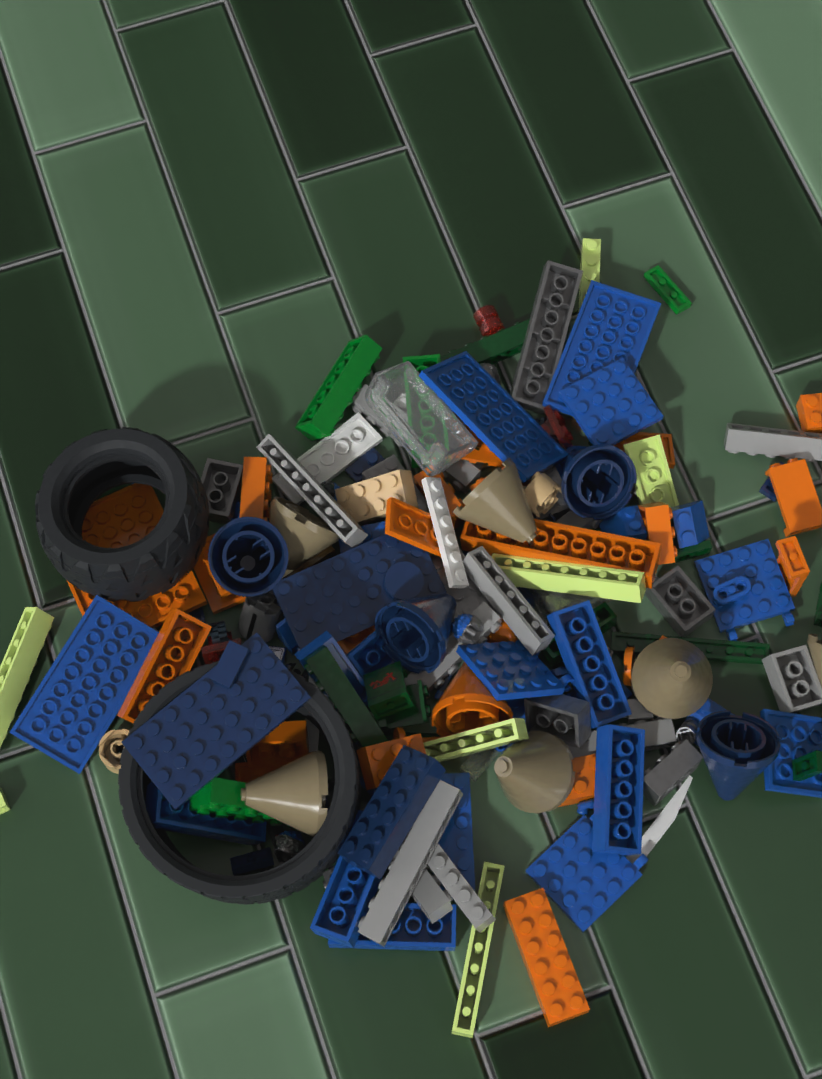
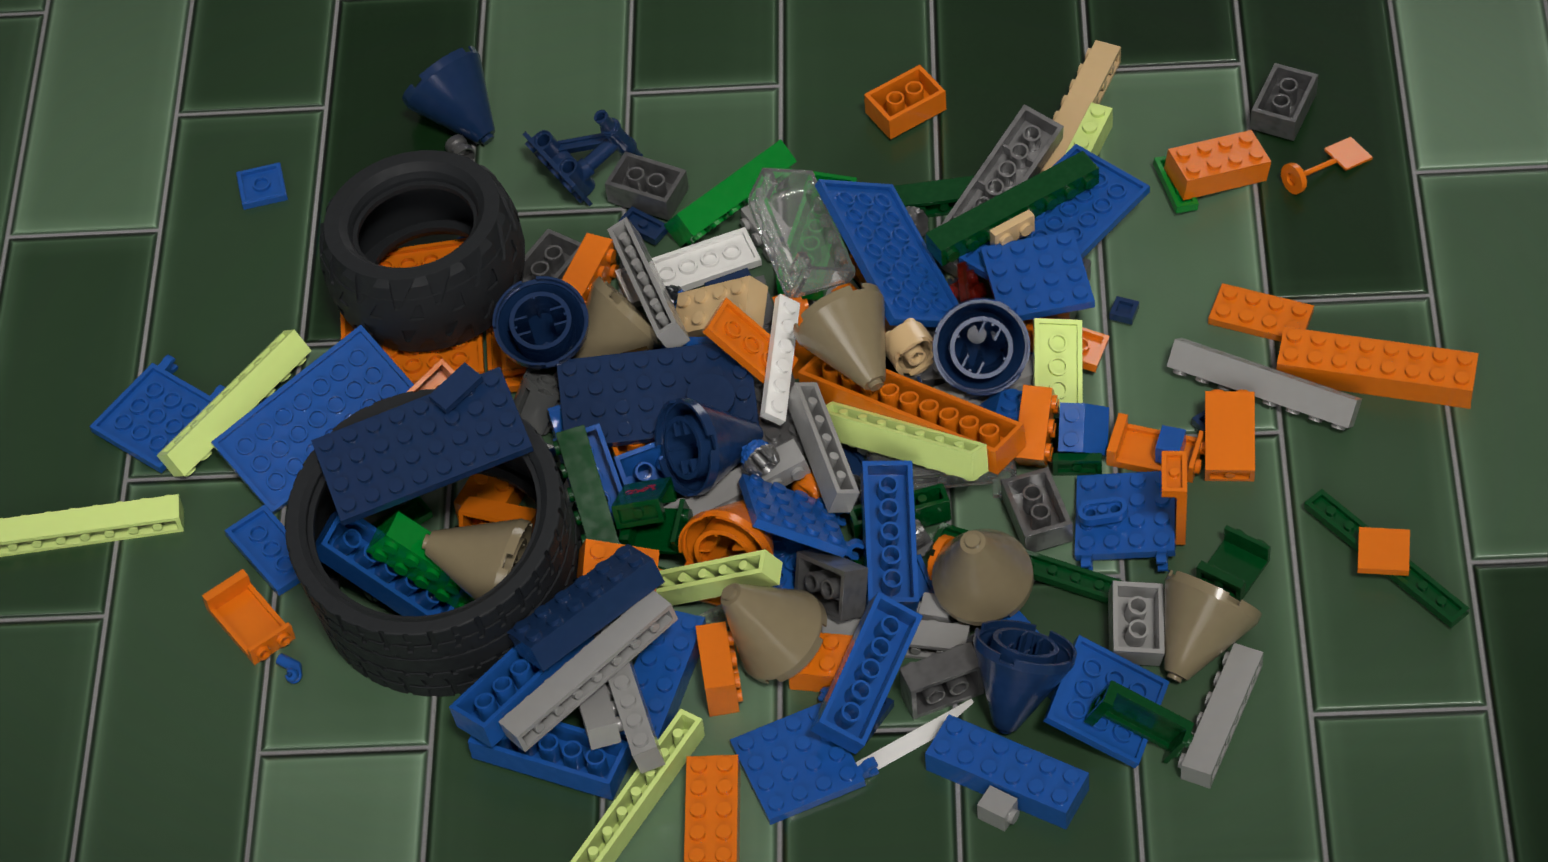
camera: 25 degrees right, 15 degrees down
(87, 359) = (455, 96): none -> dark blue cone
(90, 808) = (263, 544): none -> blue plate
(98, 877) = (247, 617): none -> orange panel
(103, 401) = (459, 145): none -> flat silver wheel
(153, 911) = (293, 668): none -> blue arm
(209, 402) = (577, 174): none -> dark blue plate
(268, 396) = (647, 185): none -> flat silver brick
(282, 431) = (650, 228): none -> dark blue plate
(439, 271) = (905, 101): none -> orange brick
(488, 320) = (940, 164): clear red wheel -> none
(496, 813) = (719, 668): none -> orange brick
(570, 351) = (1036, 194): none -> dark green brick
(571, 230) = (1089, 86): none -> tan brick
(582, 365) = (1013, 229): none -> tan plate
(672, 409) = (1124, 310): none -> dark blue plate
(694, 267) = (1217, 164): none -> orange brick
(721, 201) = (1284, 101): none -> flat silver brick
(743, 522) = (1134, 448): none -> orange panel
(746, 834) = (982, 759): none -> blue brick
(752, 868) = (998, 808): none -> light grey brick
(755, 518) = (1170, 440): none -> blue brick
(770, 384) = (1258, 312): none -> orange plate
(777, 231) = (1345, 153): none -> orange piece

